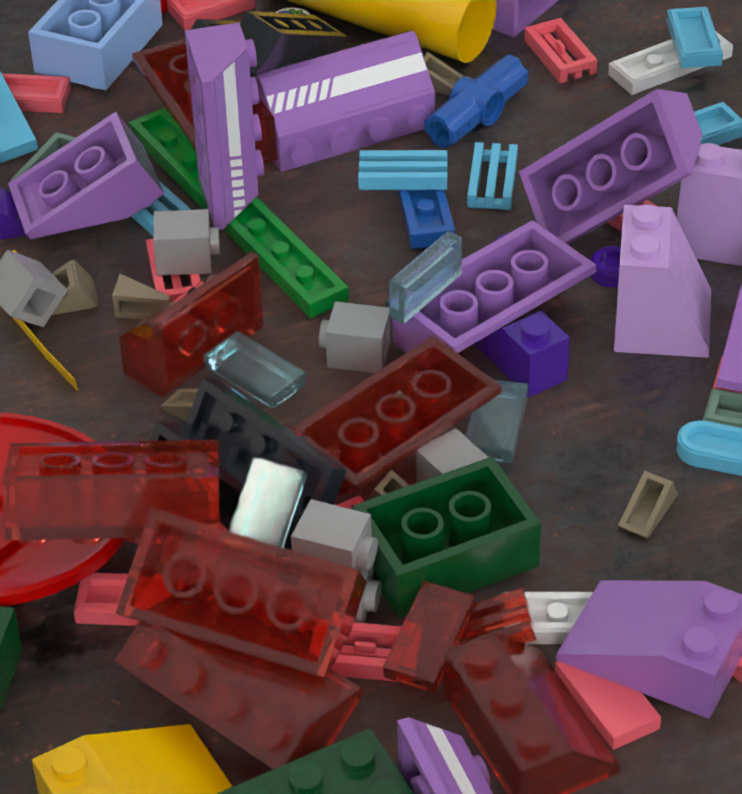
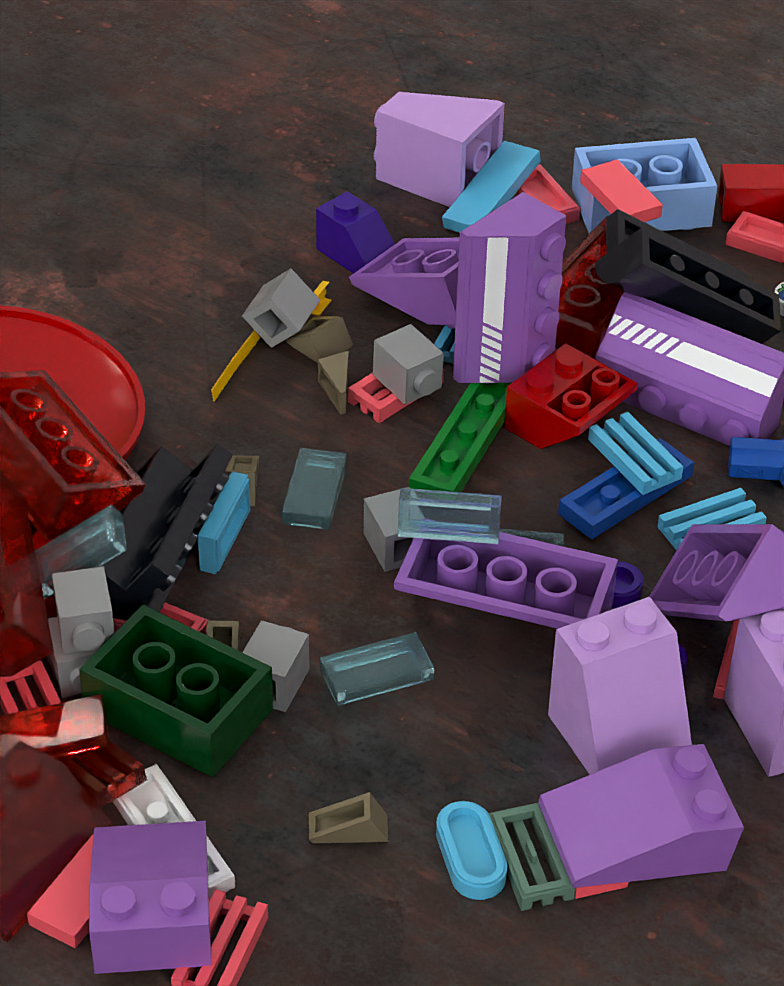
camera: 55 degrees right, 0 degrees up
(121, 31) = (619, 189): none -> coral tile
(173, 340) = (294, 416): clear red slope -> none
(308, 178) = (563, 397): none -> red slope
(397, 411) = (289, 583): clear red slope -> none
(529, 351) = (472, 649): dark purple slope -> none

